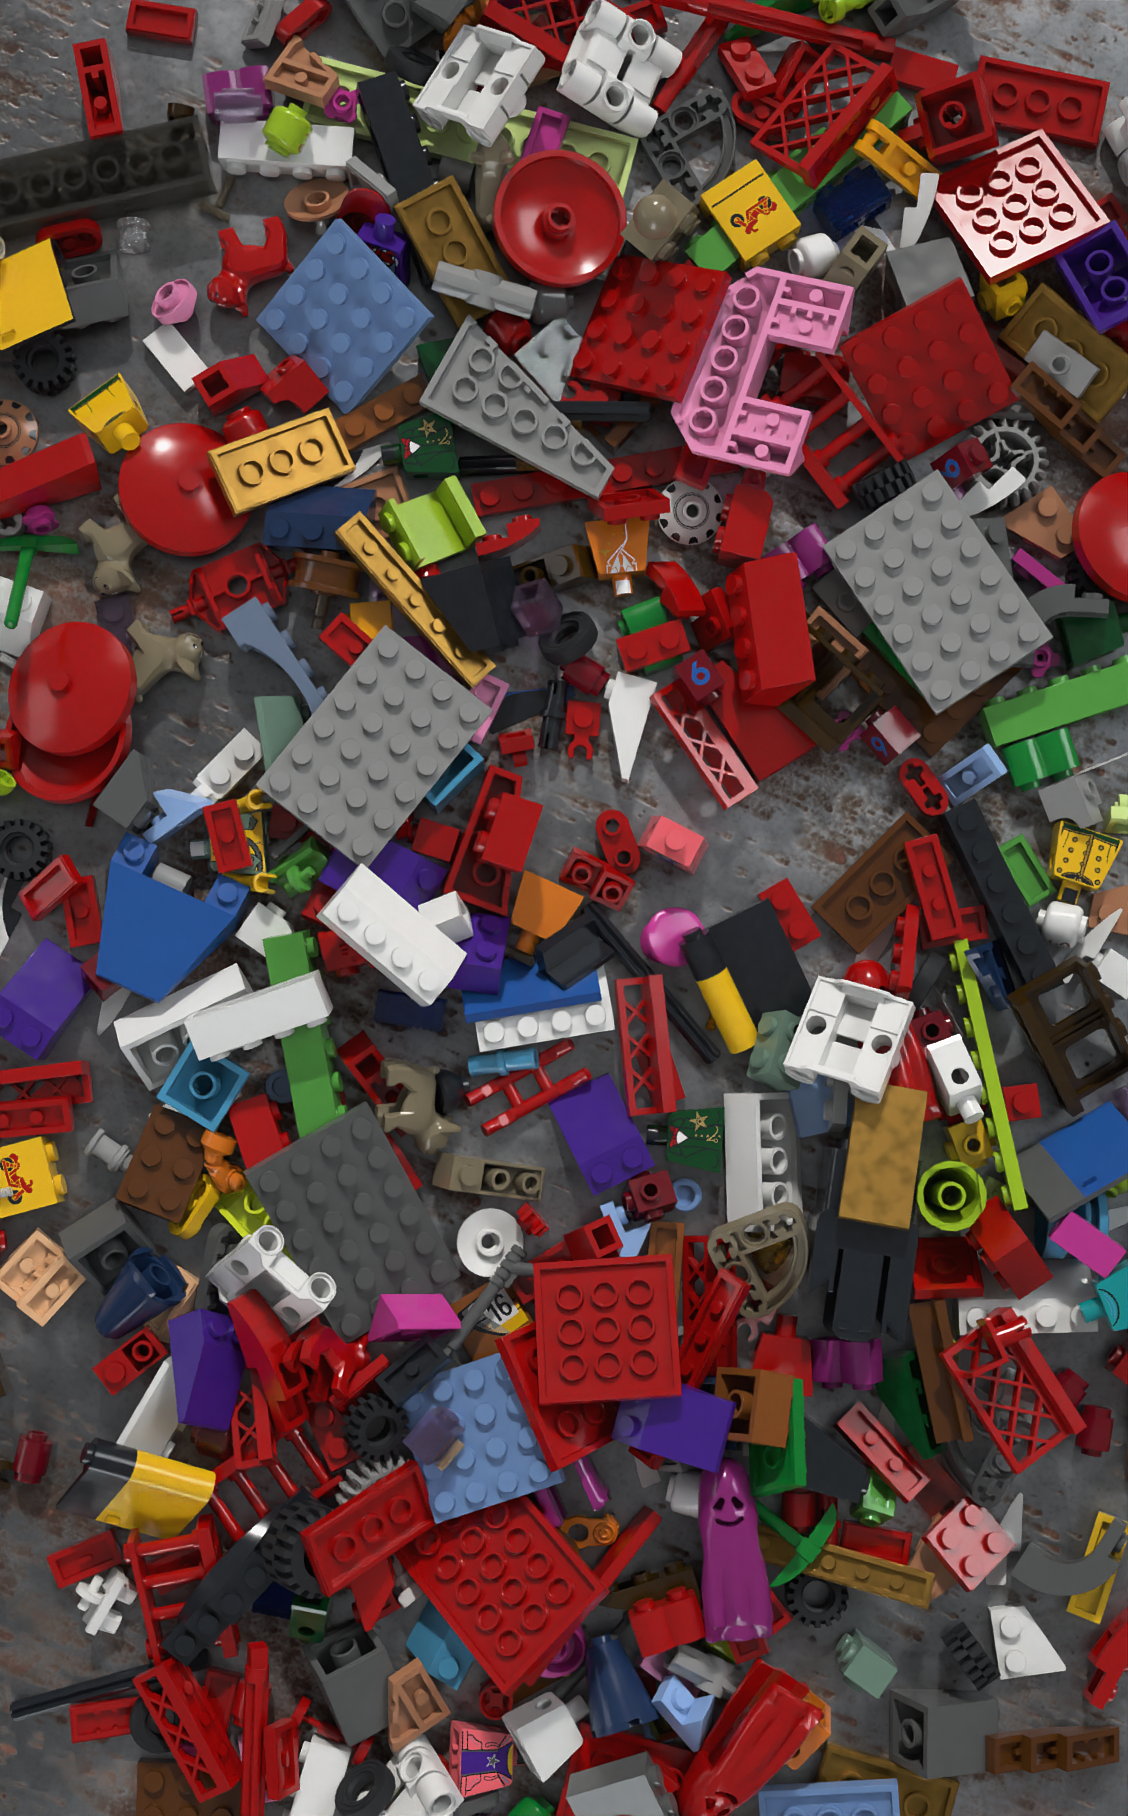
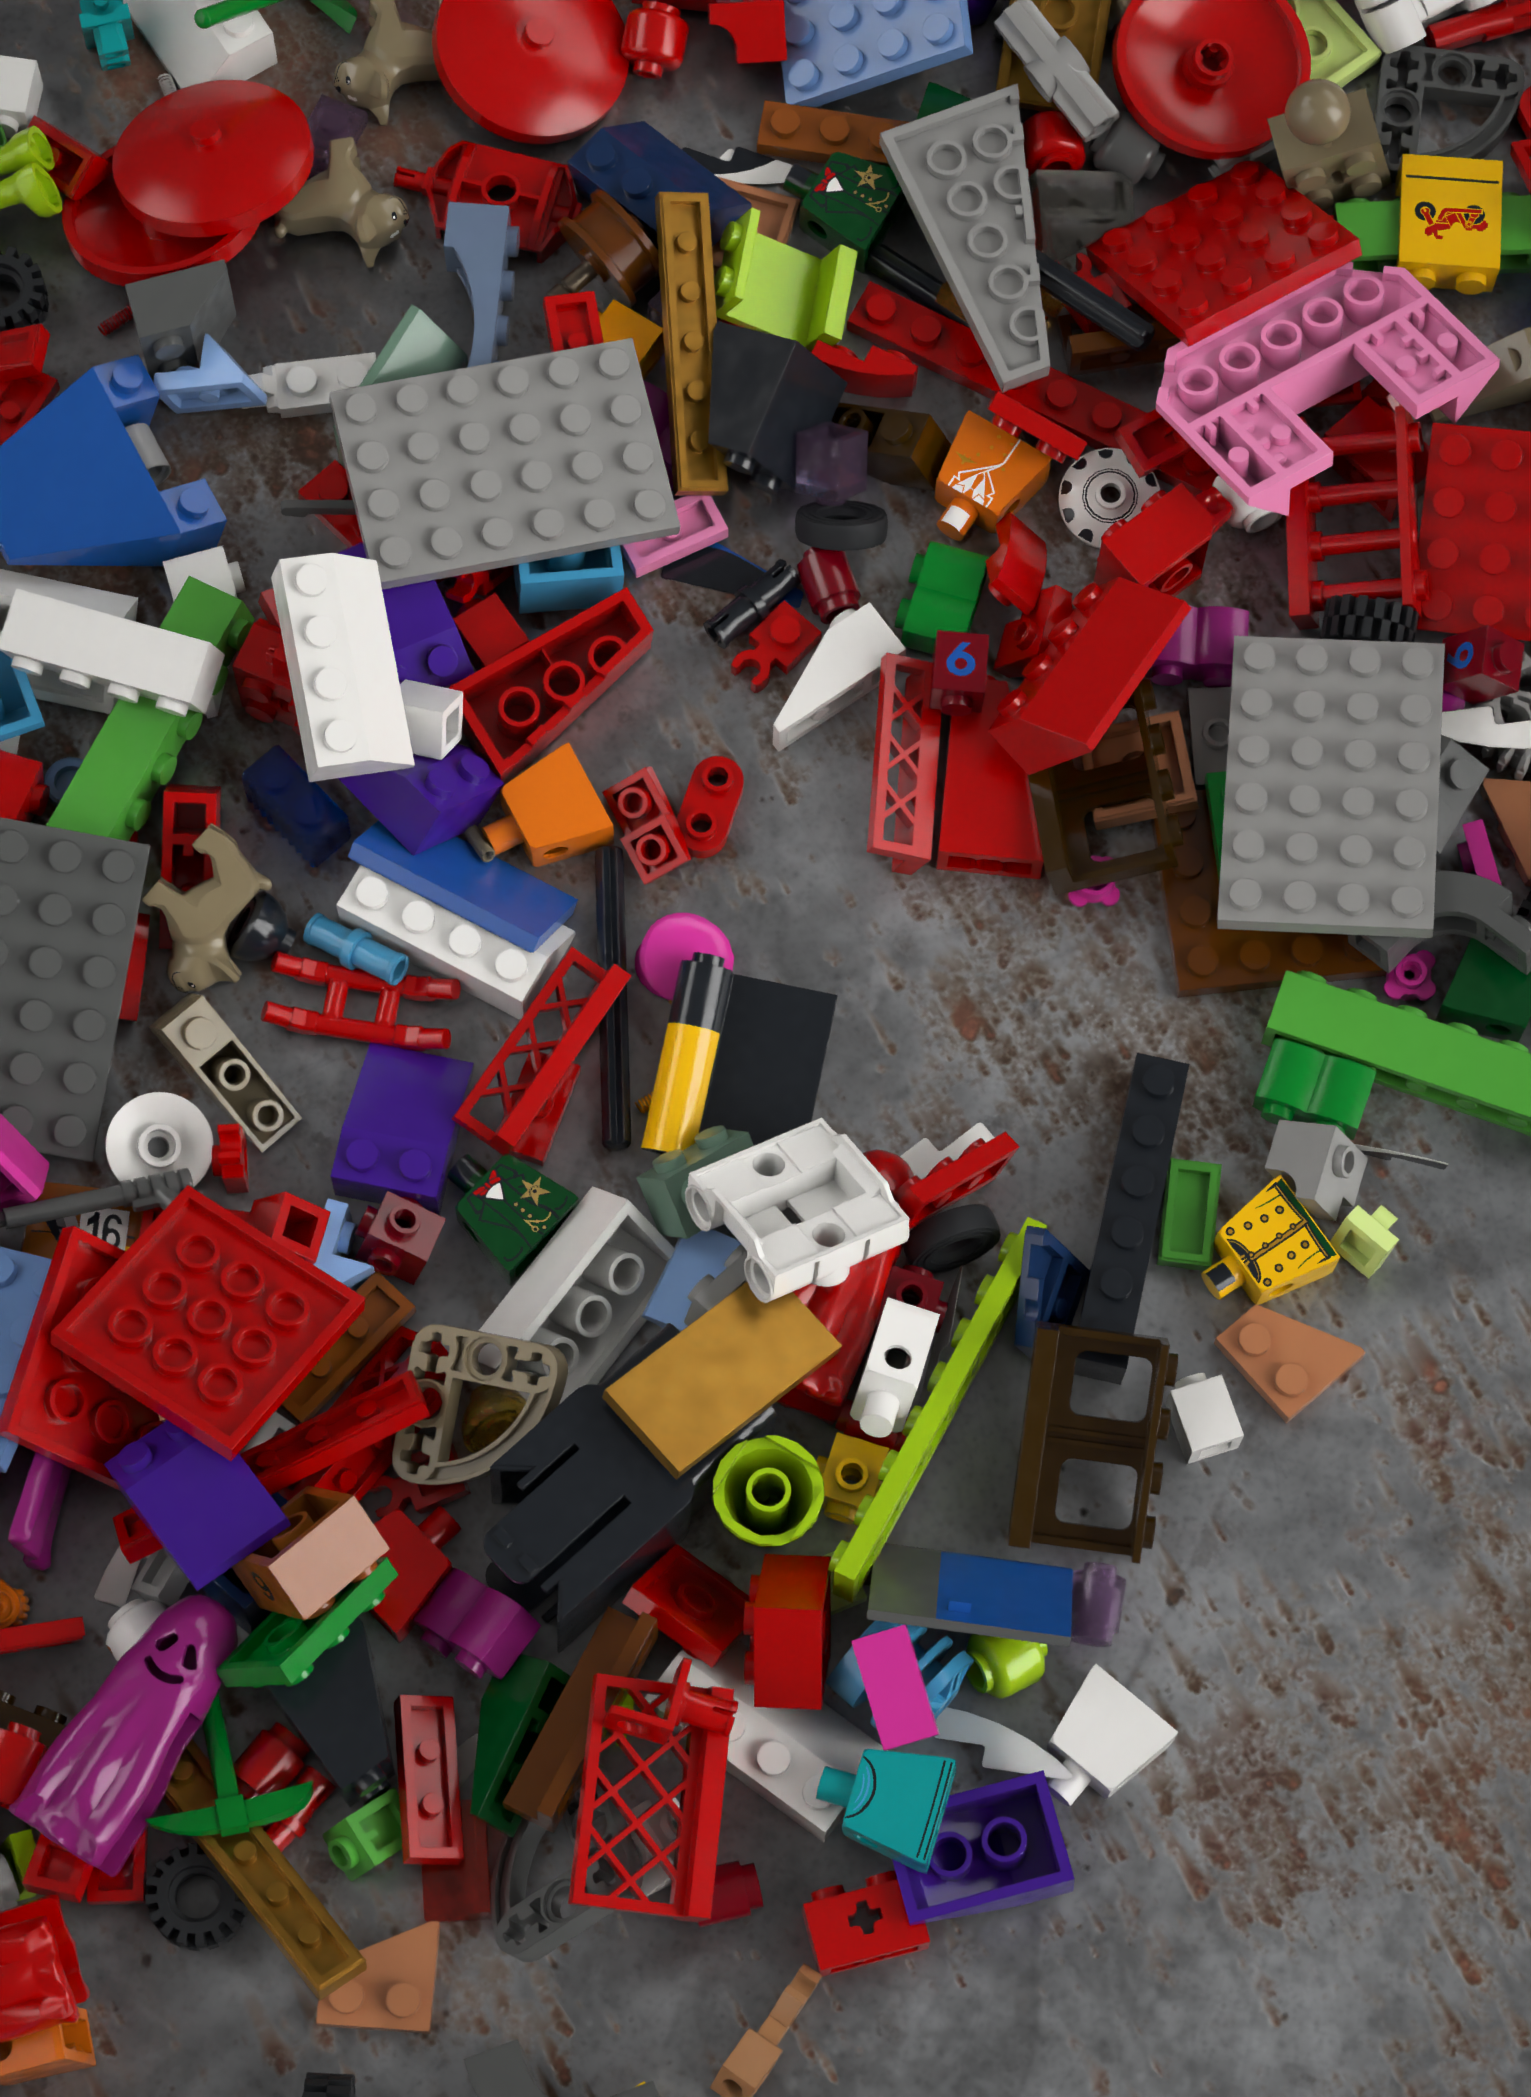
camera: 35 degrees right, 15 degrees down
(228, 836) = (249, 441): red plate -> none
(256, 832) = (259, 468): torso -> none
(280, 462) = (665, 92): tile -> none
(301, 868) = (303, 538): bright green hips -> none
(508, 832) = (579, 662): red brick -> none
(516, 743) = (678, 606): red tile -> none
(573, 952) = (546, 877): black panel -> none
(653, 645) = (933, 600): red plate -> none
(673, 843) = (773, 846): coral torso -> none
(687, 1194) = (445, 1279): medium blue tile -> none
(791, 914) = (851, 1048): red plate -> none
(813, 256) = (1490, 314): white head -> none
(864, 1663) = (183, 2021): sand green brick -> none
(873, 888) = (979, 1088): reddish brown plate -> none
(879, 1541) = (334, 1891): red tile -> none
(888, 734) = (1145, 921): dark red brick -> none
(916, 792) = (1127, 1019): red beam -> none
(933, 887) = (1053, 1134): red plate -> none
(968, 1542) = (444, 1982): plate -> none
(972, 774) = (1214, 1043): light blue slope -> none
(974, 923) = (1025, 1194): red plate -> none
(1013, 1527) = (500, 2027): white sticker -> none
(1021, 1101) = (954, 1479): red brick -> none
(1062, 924) = (1184, 1308): white head -> none
(1095, 939) = (1202, 1358): white sticker -> none
(1098, 1433) = (723, 1971): dark red brick -> none

